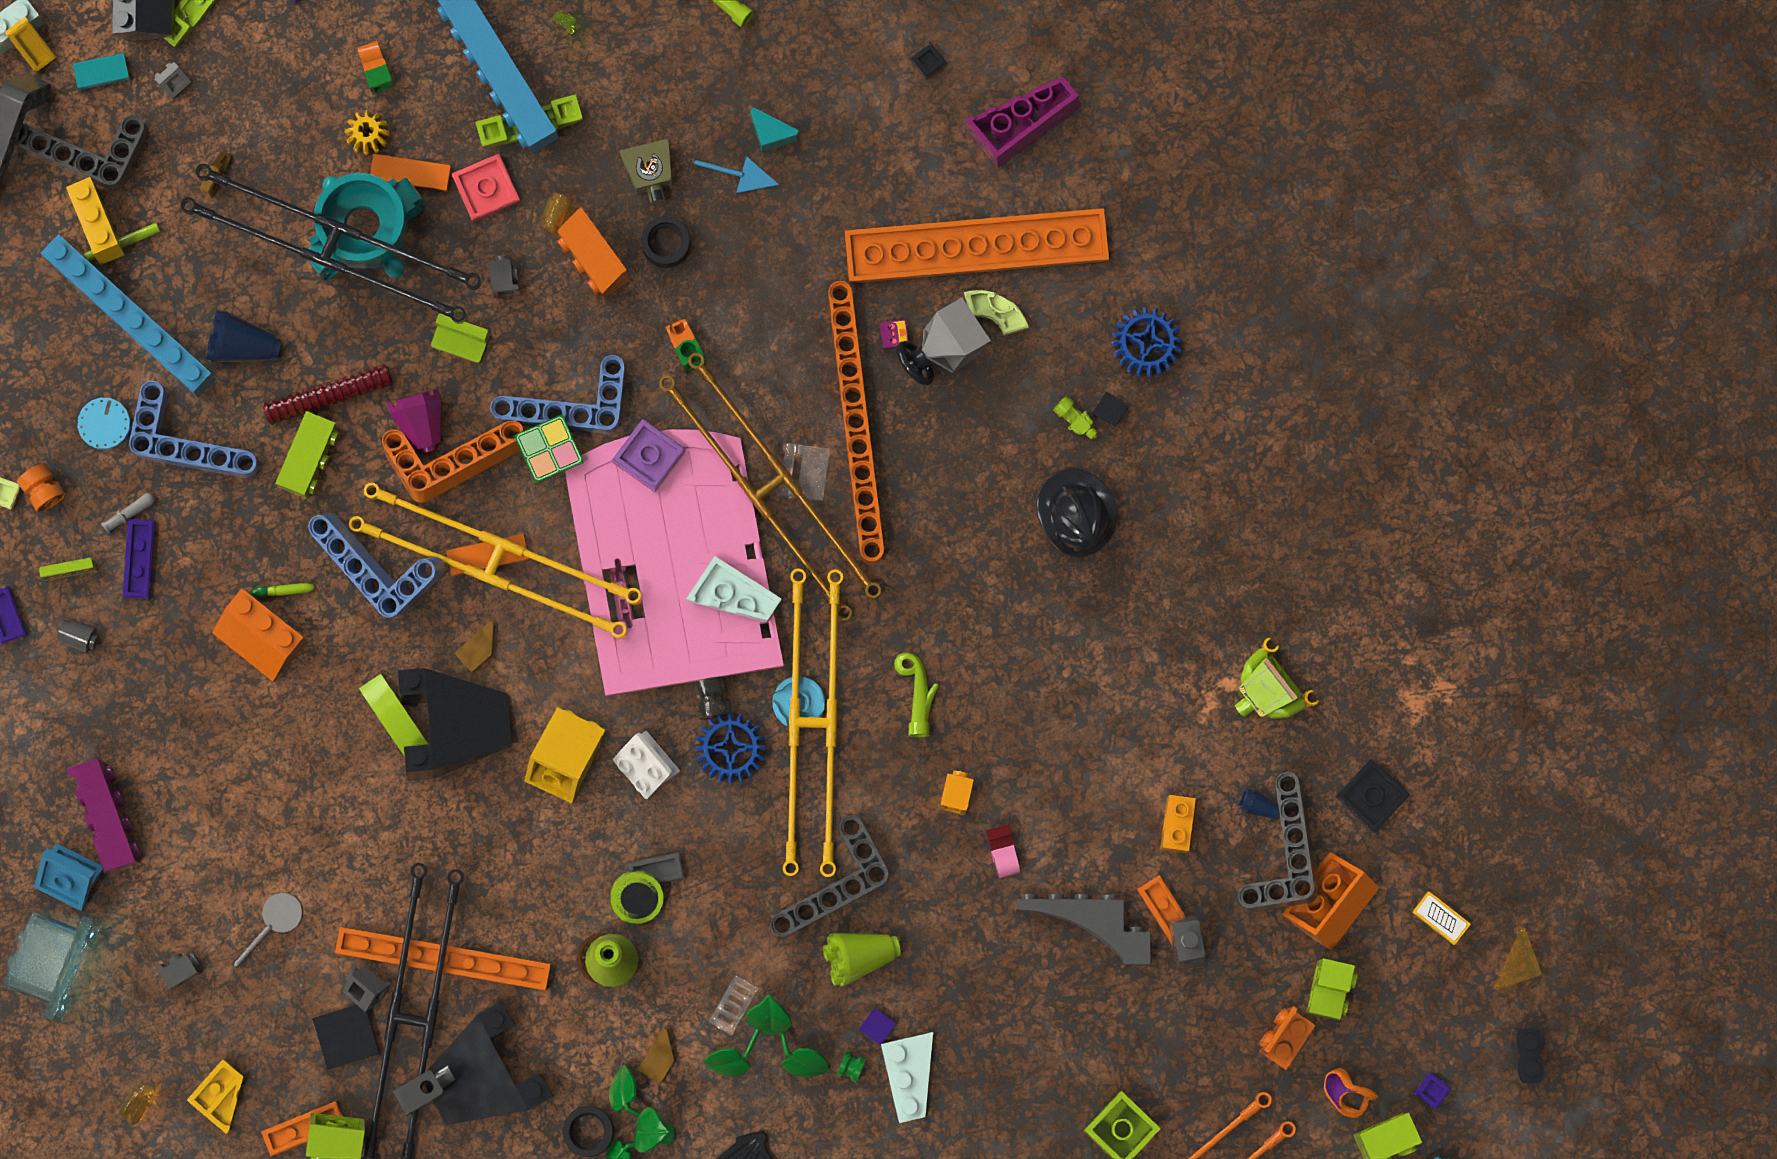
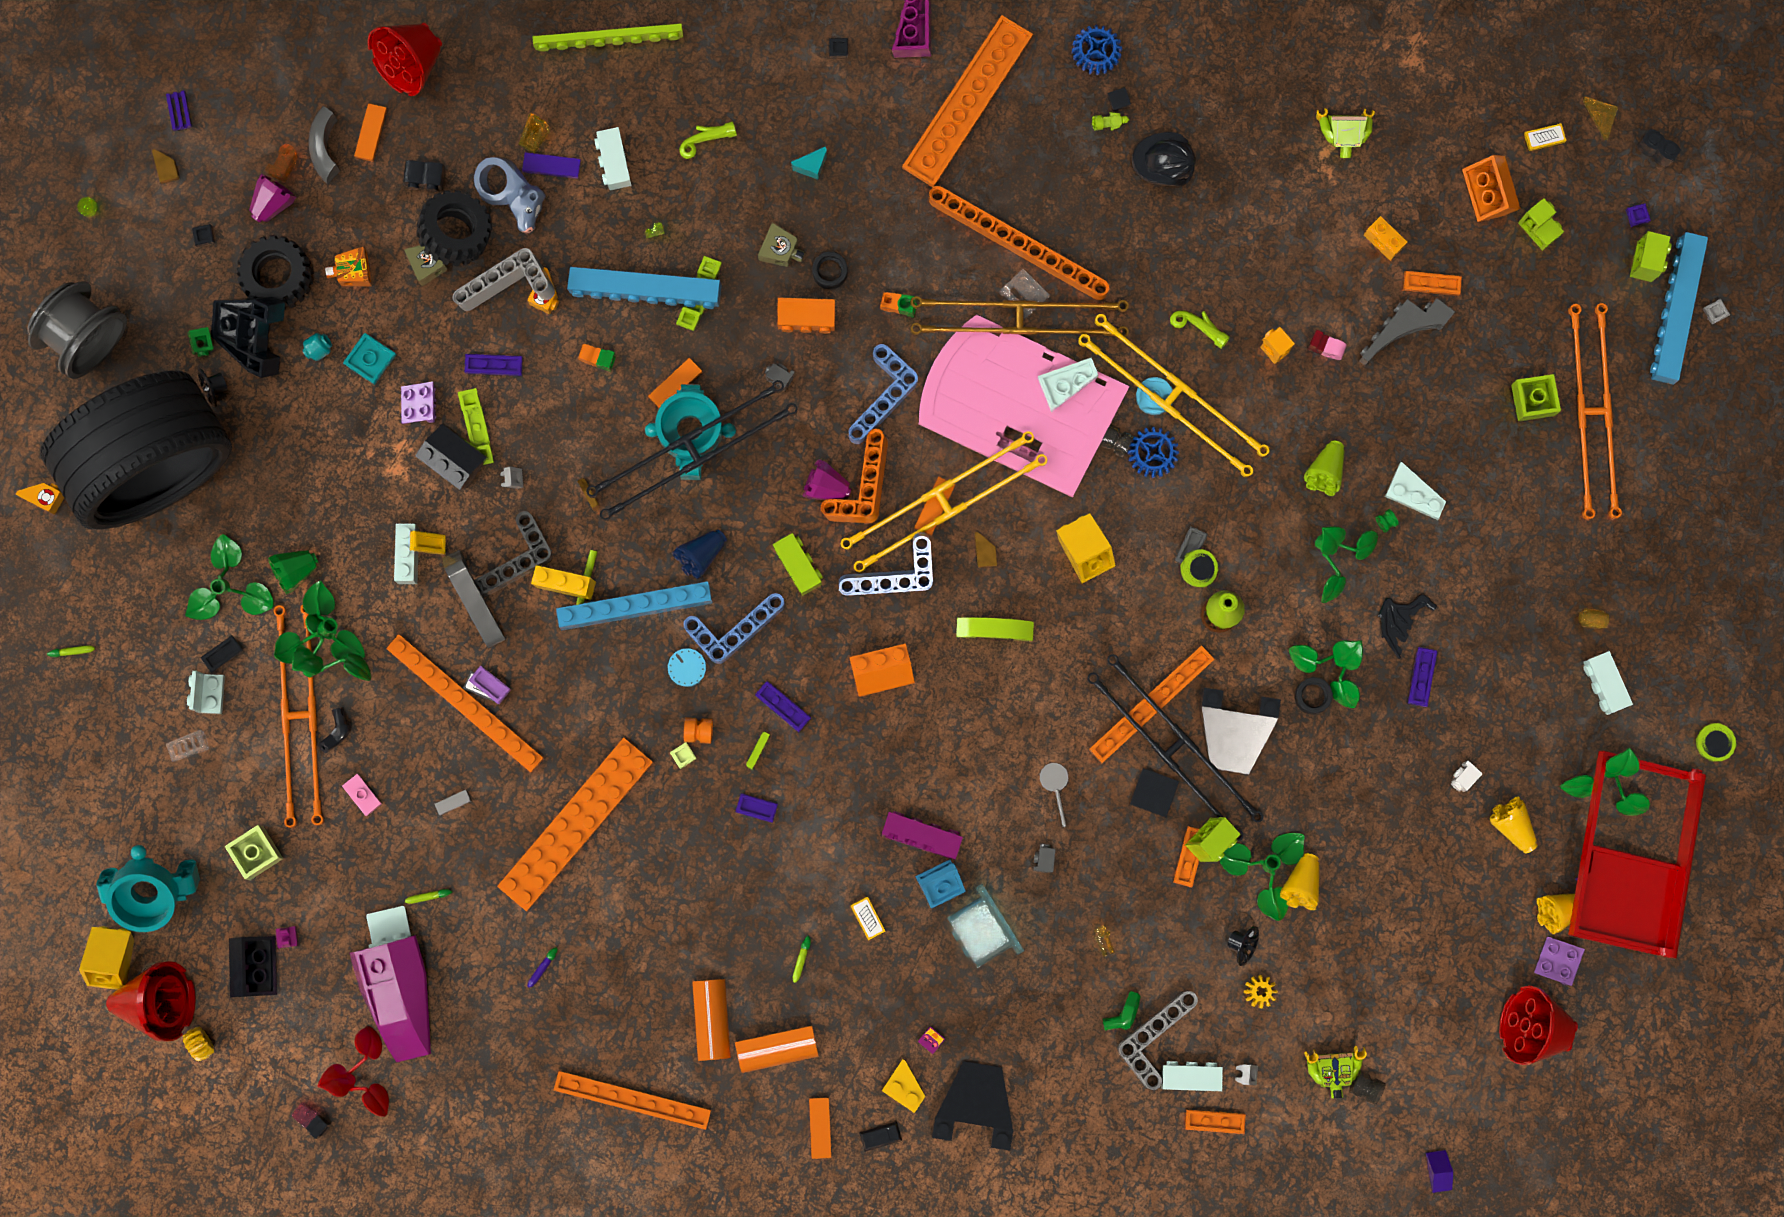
camera: 50 degrees left, 0 degrees up
(78, 635) = (802, 773): dark grey brick -> none
(101, 71) = (474, 515): teal tile -> none
(136, 507) = (751, 684): light grey piece -> none
(218, 1095) = (1133, 890): yellow wing -> none
(281, 590) = (865, 637): lime piece -> none
(327, 394) = (770, 525): dark red piece -> none
(359, 126) = (632, 383): yellow gear -> none
(365, 988) = (1135, 760): dark grey brick -> none
(412, 1098) = (1223, 777): dark grey torso -> none
(460, 339) = (795, 428): lime panel -> none
(463, 722) = (1022, 588): black wedge -> none
(485, 187) = (717, 348): coral tile -> none
(548, 449) = (903, 423): tile -> none
(555, 213) = (765, 319): clear yellow brick -> none
(645, 764) = (1126, 507): white bracket -> none
(648, 455) = (948, 371): medium lavender tile -> none
(658, 1059) = (1300, 625): pearl gold tile -> none
(725, 1000) = (1295, 563): clear slope -> none
(751, 177) = (828, 195): dark azure piece -> none
(838, 888) = (1280, 451): dark grey beam -> none
(877, 1026) = (1374, 490): dark purple tile -> none
(893, 333) = (982, 184): magenta tile -> none
(949, 340) = (1013, 155): light grey piece -> none
(996, 309) = (1012, 118): yellowish green tile -> none
(1187, 942) = (1457, 281): dark grey torso -> none
(1257, 804) = (1406, 187): dark blue cone -> none
(1286, 1038) = (1549, 270): orange bracket -> none
(1292, 851) = (1449, 186): dark grey beam -> none
(1339, 1083) = (1598, 260): orange piece -> none
(1372, 796) = (1448, 122): black tile -> none

